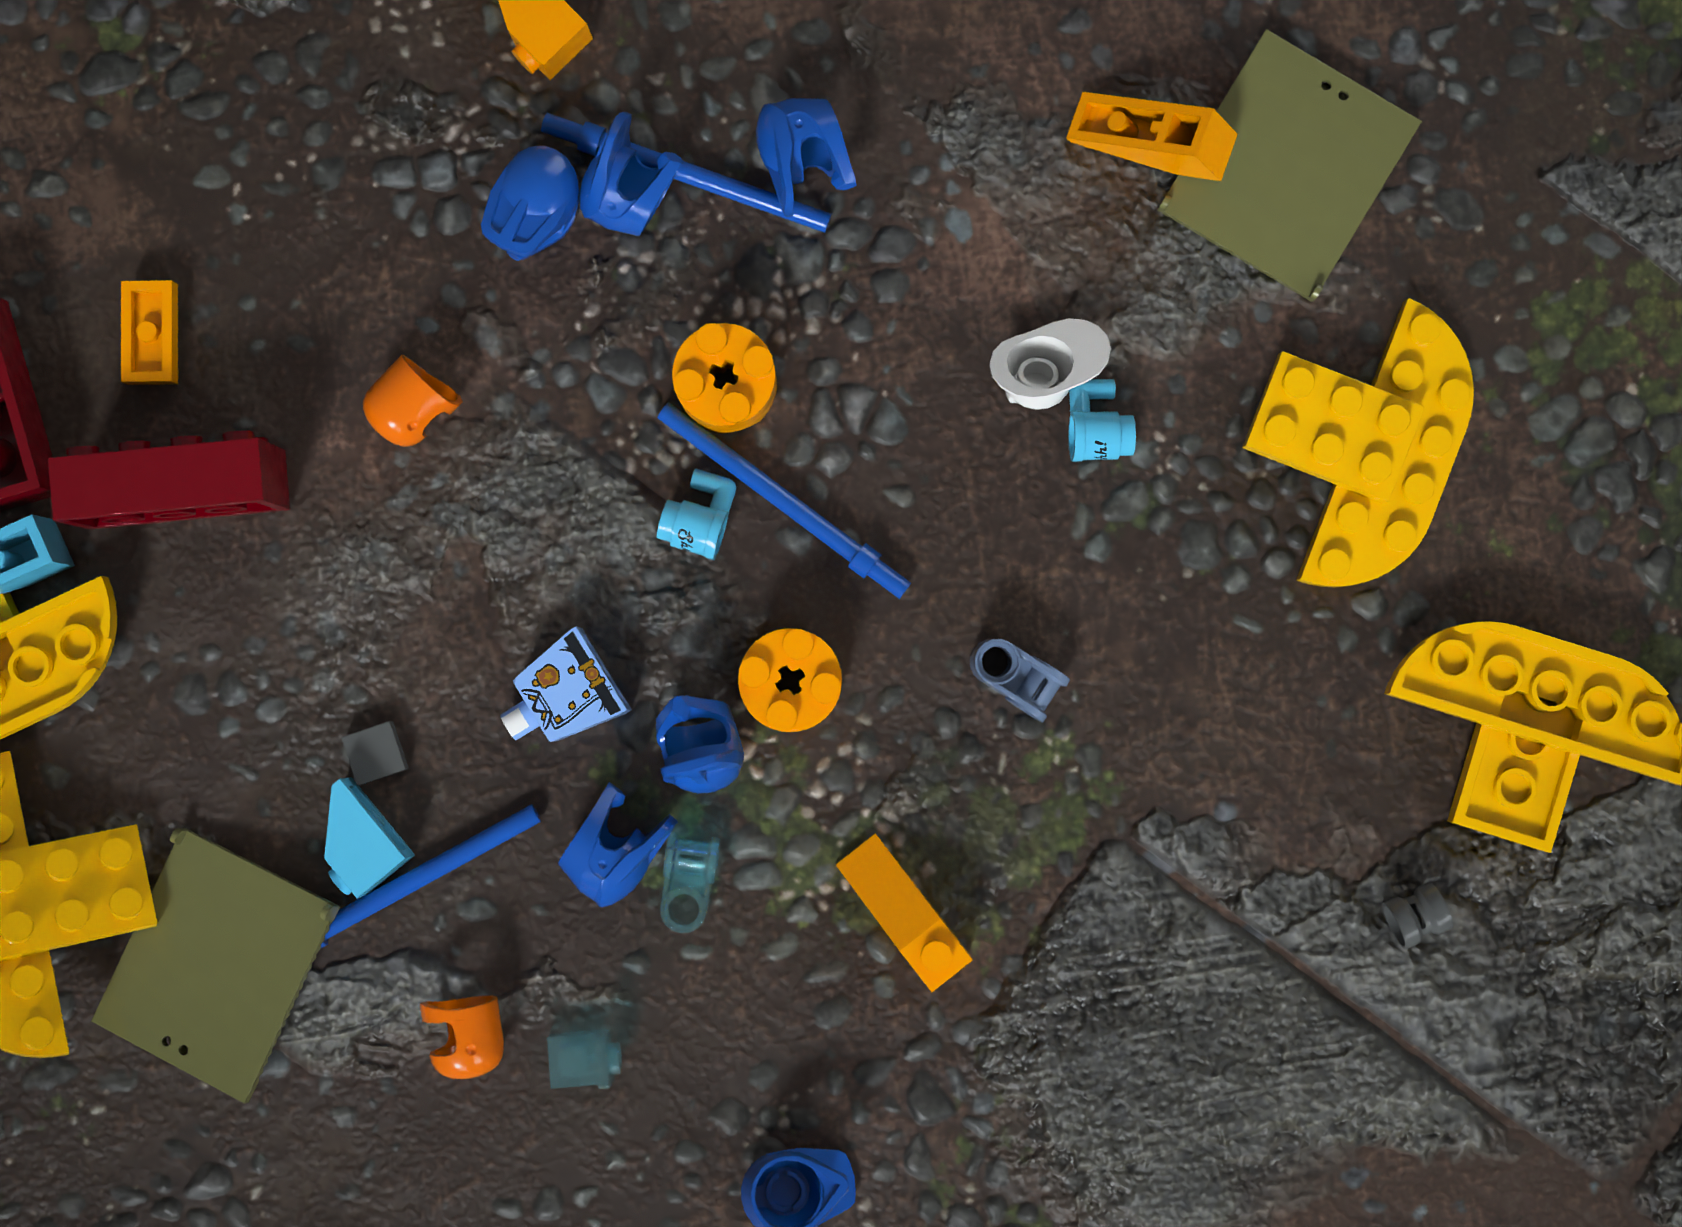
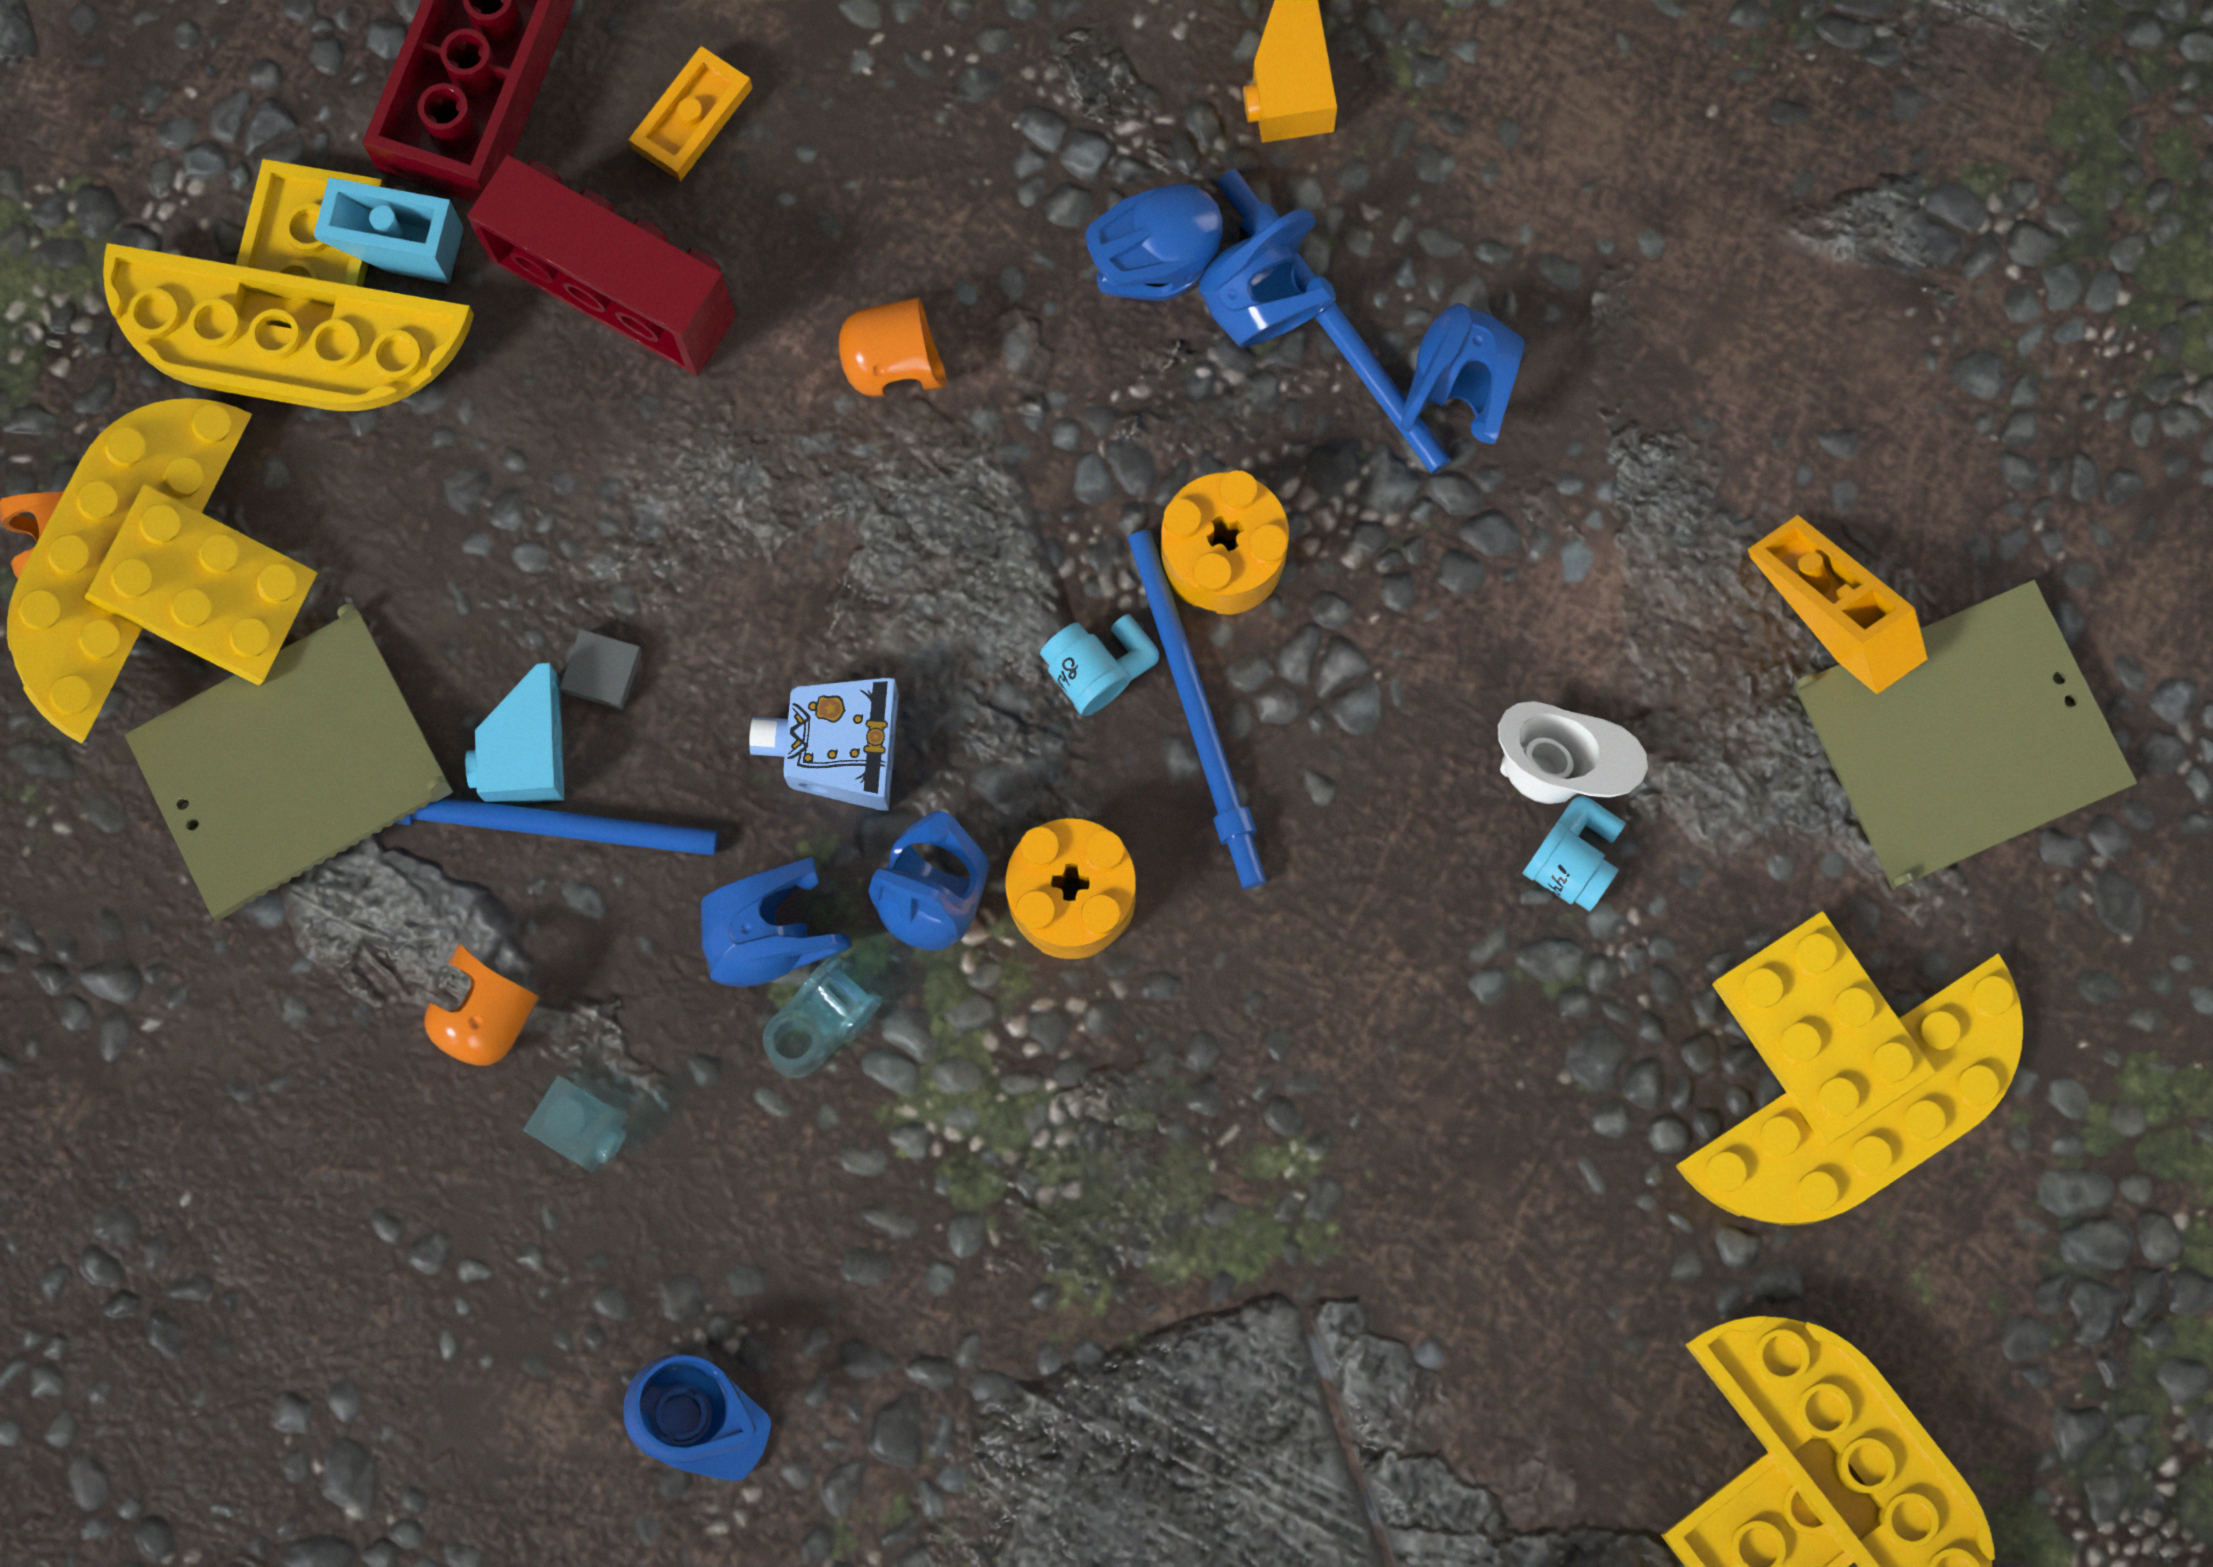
camera: 40 degrees right, 10 degrees down
(904, 912) = (1015, 1211): light orange slope -> none
(1020, 678) = (1311, 1055): sand blue piece -> none

